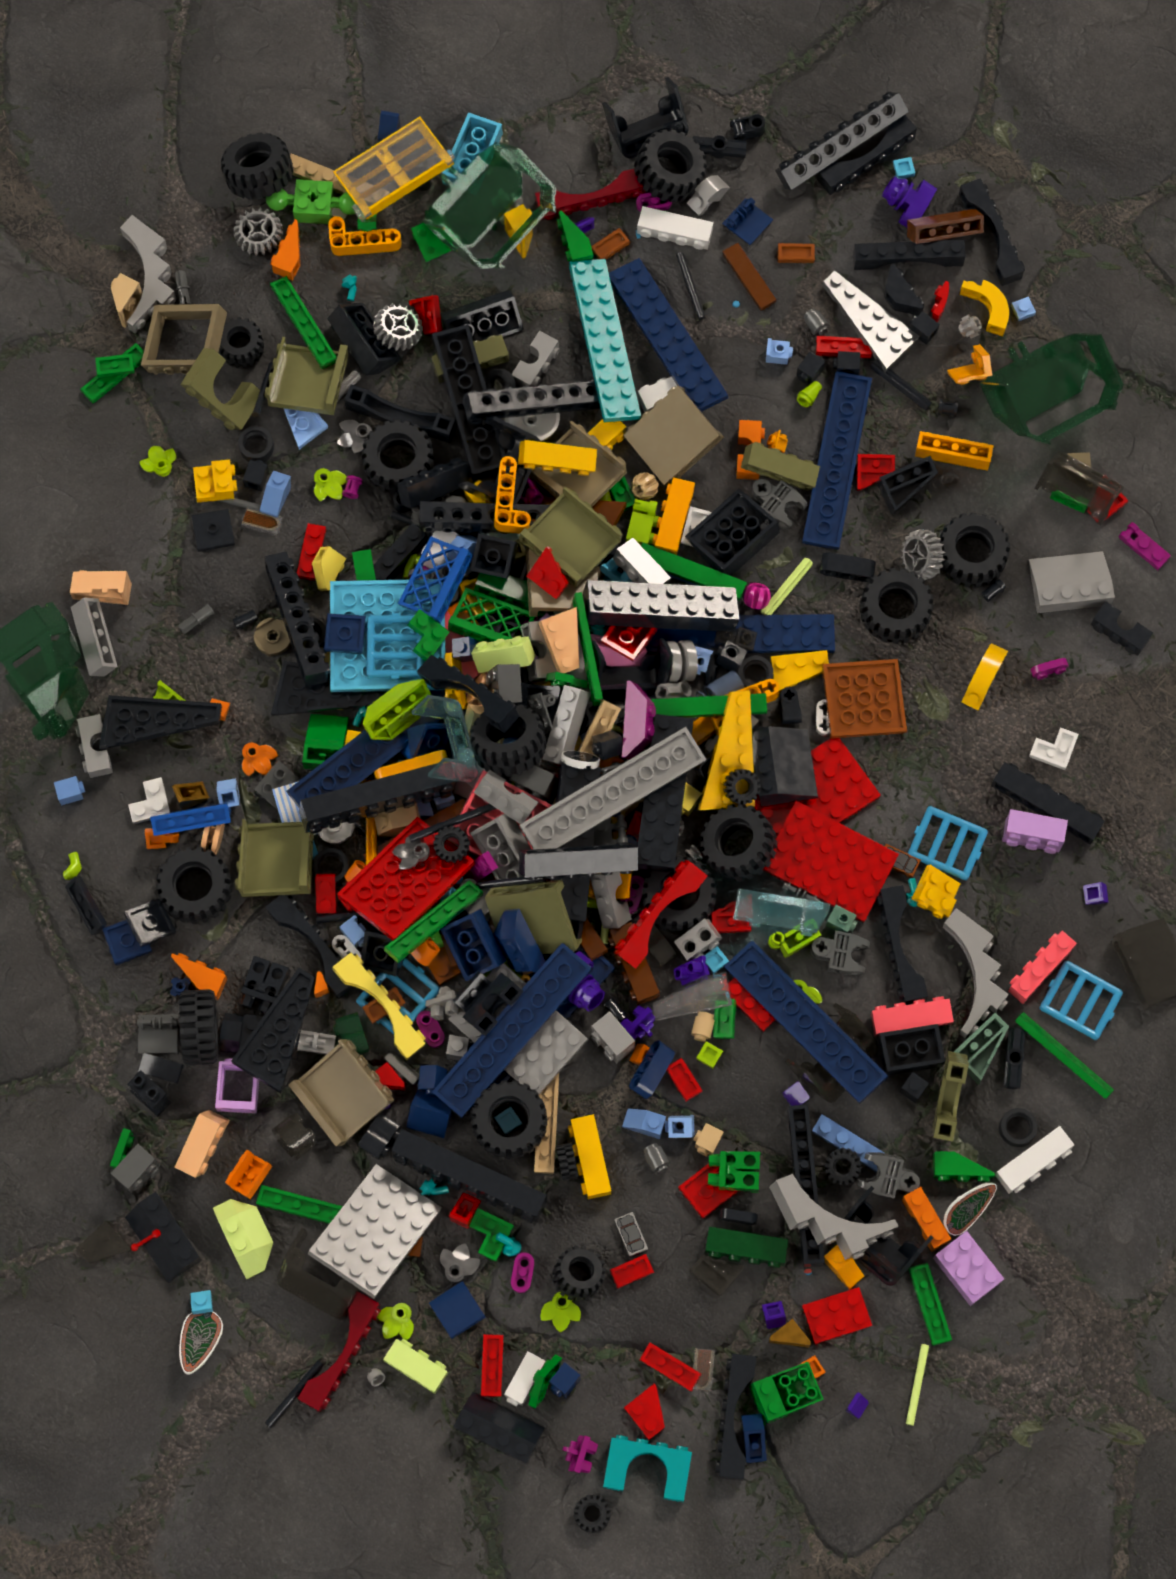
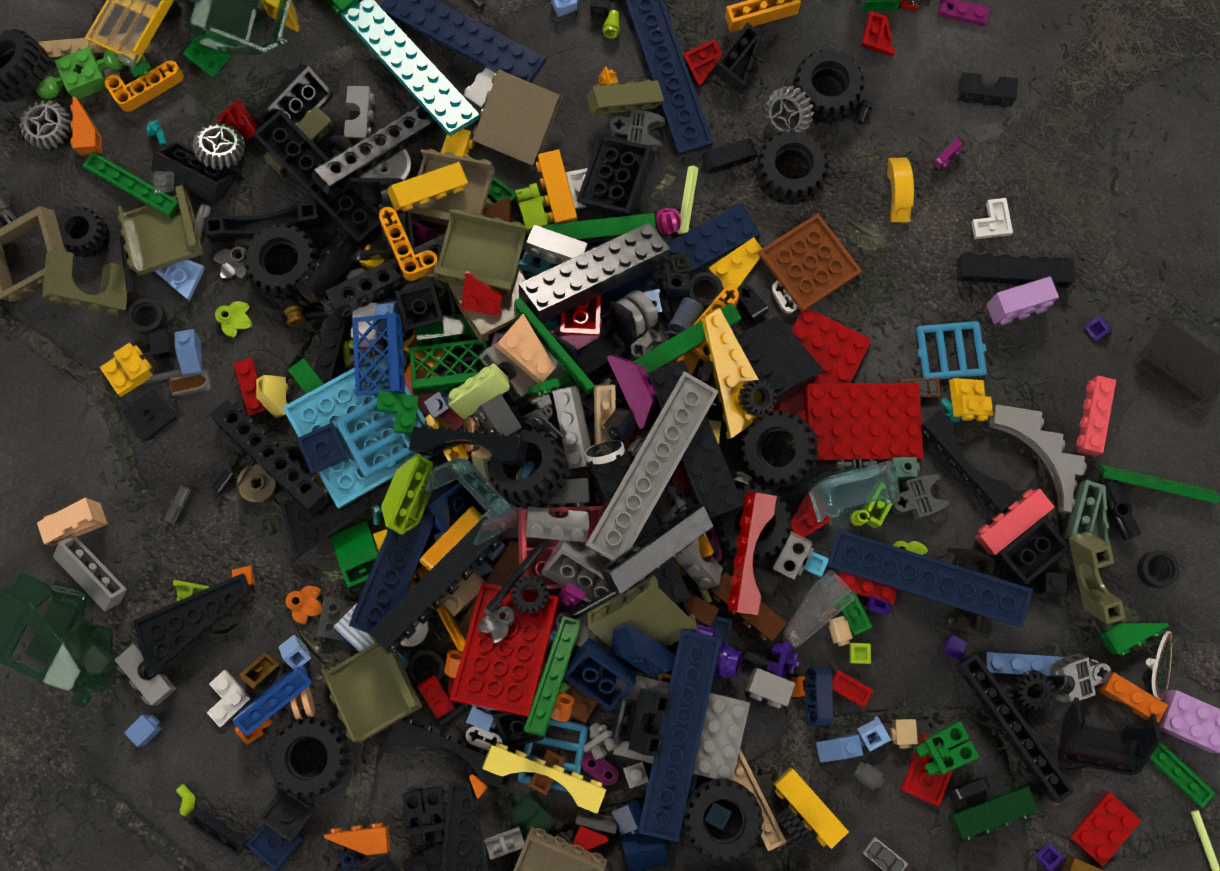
camera: 30 degrees left, 5 degrees up
(159, 461) = (65, 377): lime plate -> none
(332, 334) = (163, 181): none -> clear tile
(352, 487) = (255, 310): magenta bush -> none
(382, 509) = (294, 316): none -> pearl gold wheel
(644, 486) = (516, 175): tan piece -> none
(692, 970) = (803, 586): dark purple hips -> none
(748, 433) = (580, 84): orange arch -> none
(748, 1023) = (878, 605): none -> dark purple slope
(826, 1228) = (1064, 762): light grey arch -> none
(844, 1269) = (1085, 780): light orange slope -> none
(1034, 1160) = (1189, 591): white brick -> none
(1049, 527) = (877, 34): none -> red wing
(1071, 582) = (922, 71): light grey slope -> none
(1100, 985) = (1134, 449): dark azure bar -> none

